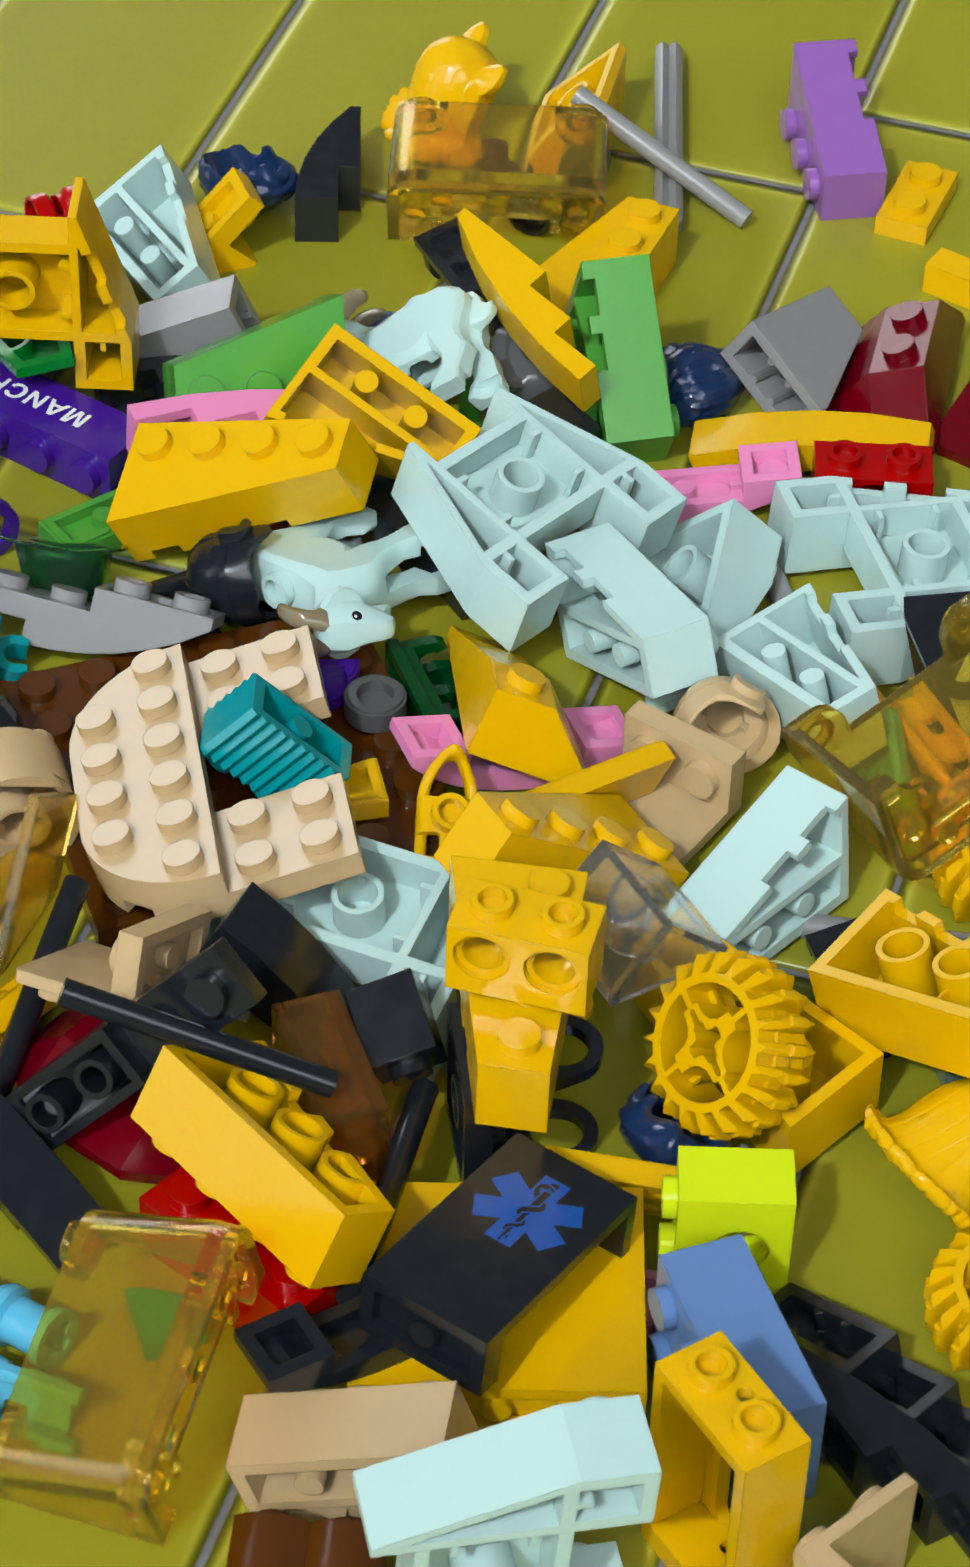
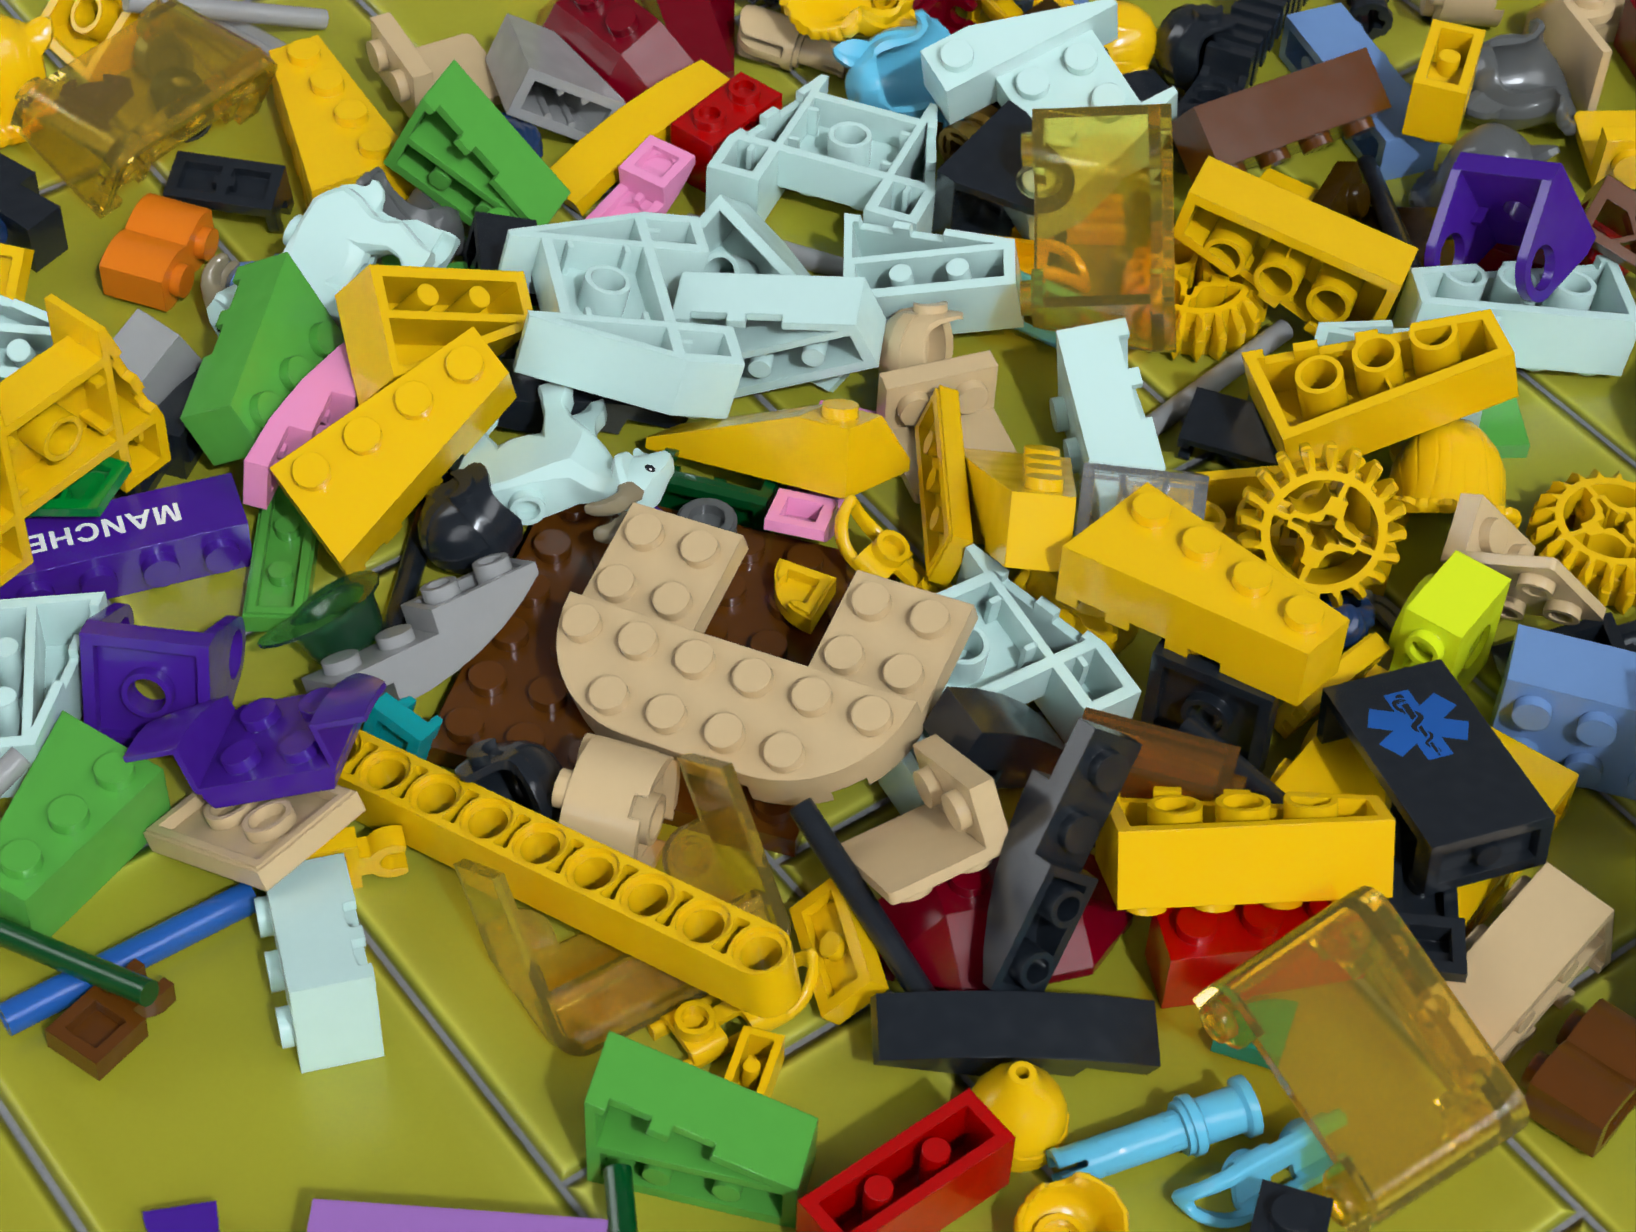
camera: 55 degrees left, 5 degrees up
(198, 1038) = (1122, 808): black bar -> none
(270, 740) = (754, 600): teal brick -> none
(380, 263) = (158, 252): none -> orange brick
(397, 1028) = (1143, 690): black brick -> none
(525, 946) = (1251, 547): yellow brick -> none
(526, 310) = (407, 171): yellow slope -> none
(722, 298) = (413, 71): none -> tan bracket
(861, 1216) = (1537, 583): none -> tan bracket

